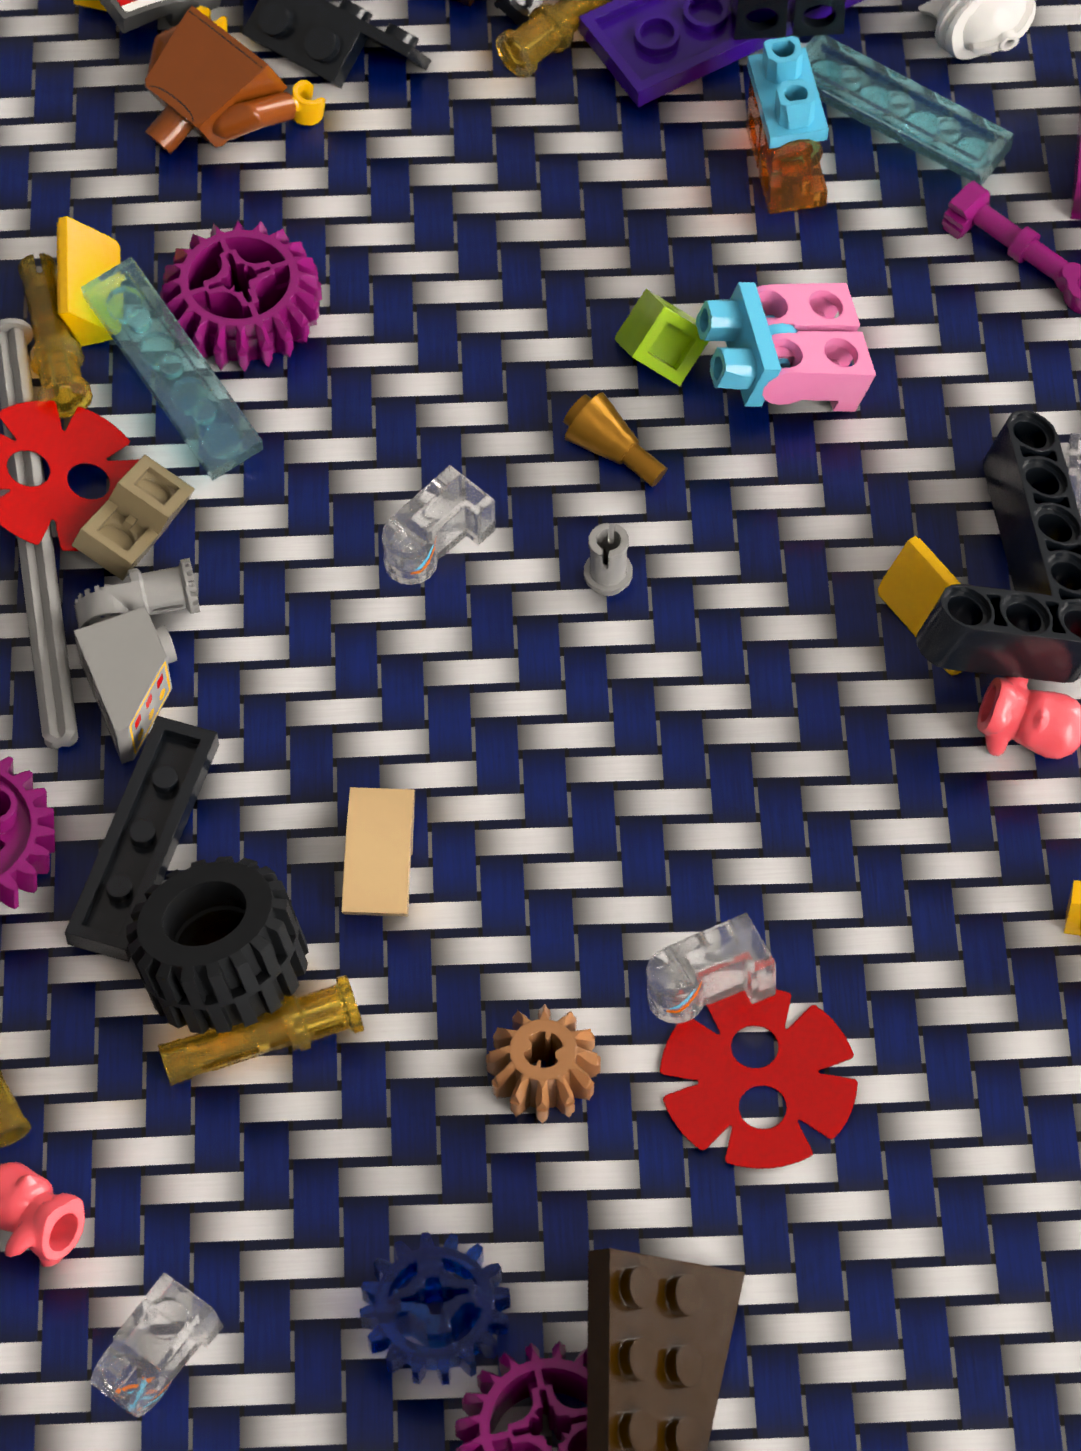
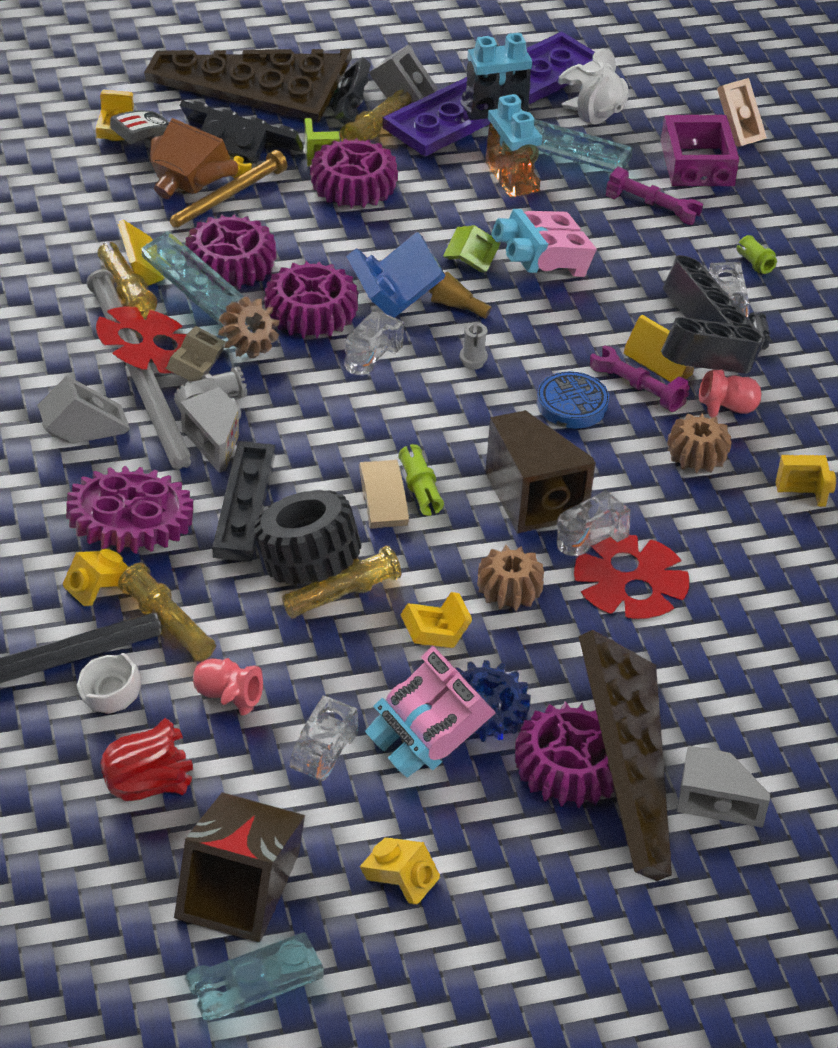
camera: 15 degrees left, 15 degrees down
(231, 499) = (259, 321): none -> medium nougat gear
(328, 1333) = (430, 714): none -> hips
(347, 438) = (312, 299): none -> magenta gear
(366, 98) = (274, 163): none -> pearl gold bar
(395, 1139) = (437, 625): none -> yellow bracket
(447, 833) = (421, 480): none -> lime pin
(455, 71) = (315, 140): none -> lime panel
(498, 139) = (354, 173): none -> magenta gear
(511, 394) = (400, 276): none -> blue bracket
(634, 860) = (535, 470): none -> dark brown slope
(756, 689) = (572, 399): none -> blue tile
(928, 707) = (671, 396): none -> magenta piece
(946, 821) = (699, 443): none -> medium nougat gear

